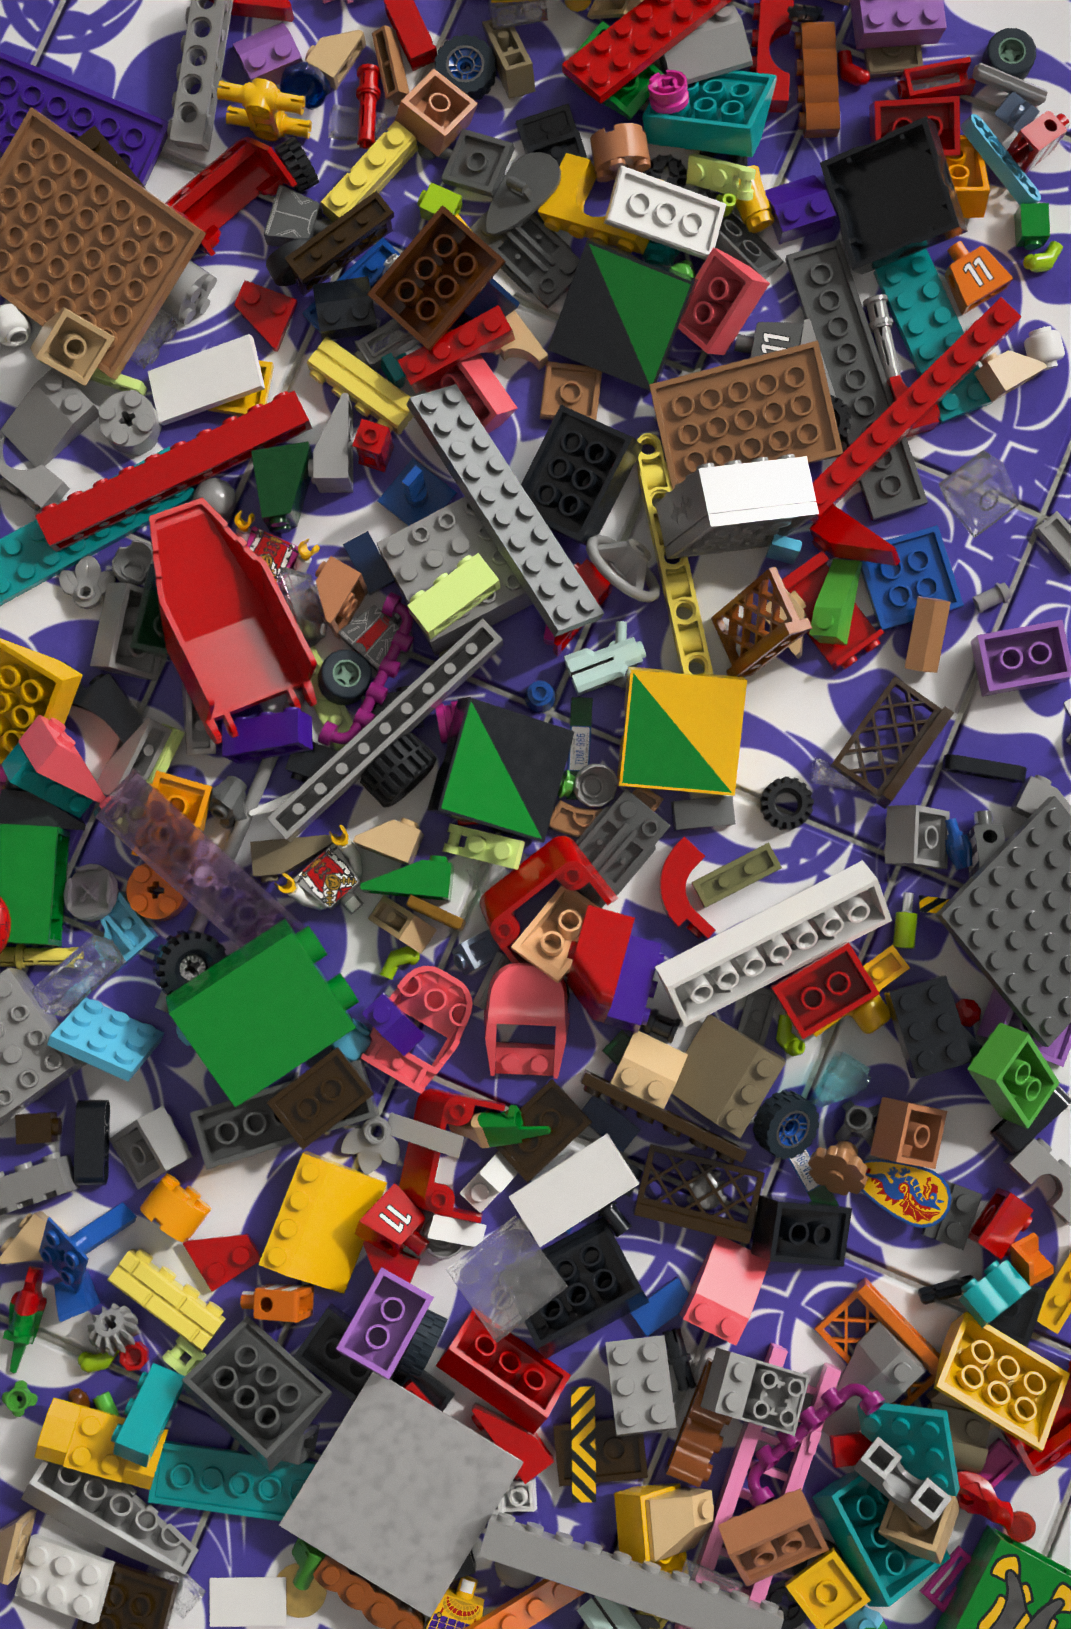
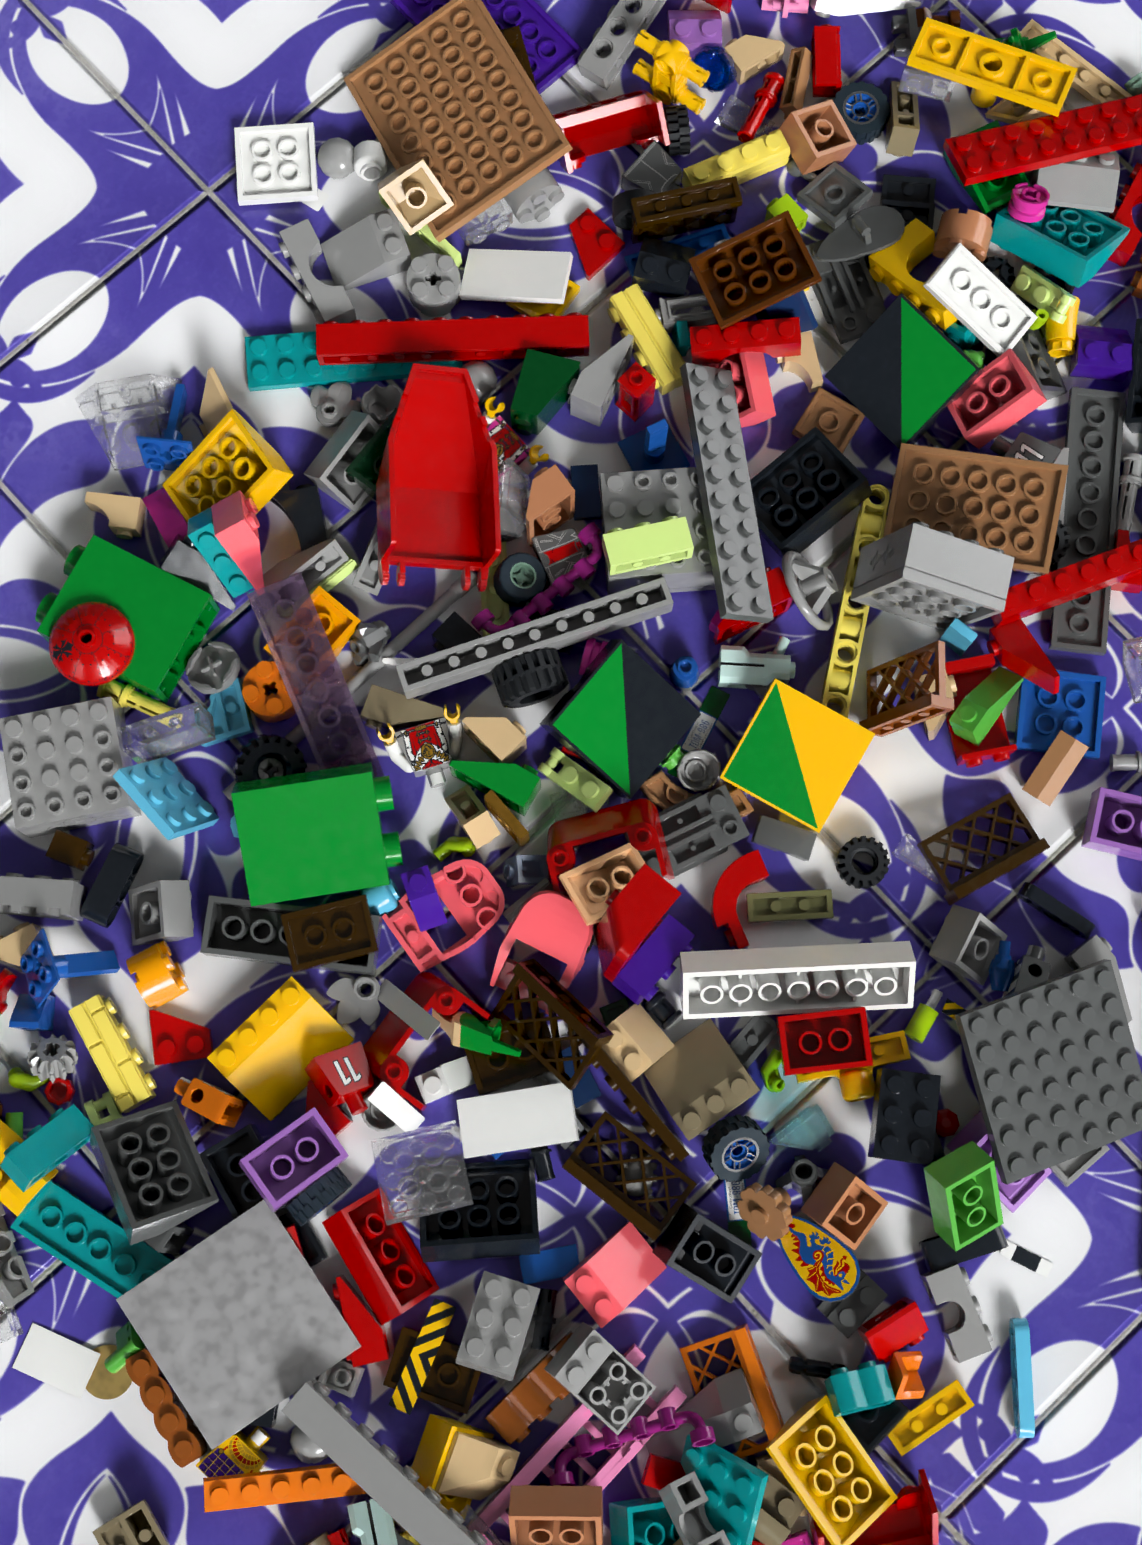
camera: 20 degrees right, 5 degrees down
(268, 735) = (430, 599): dark purple brick -> none
(568, 1069) = (559, 1002): none -> dark brown fence

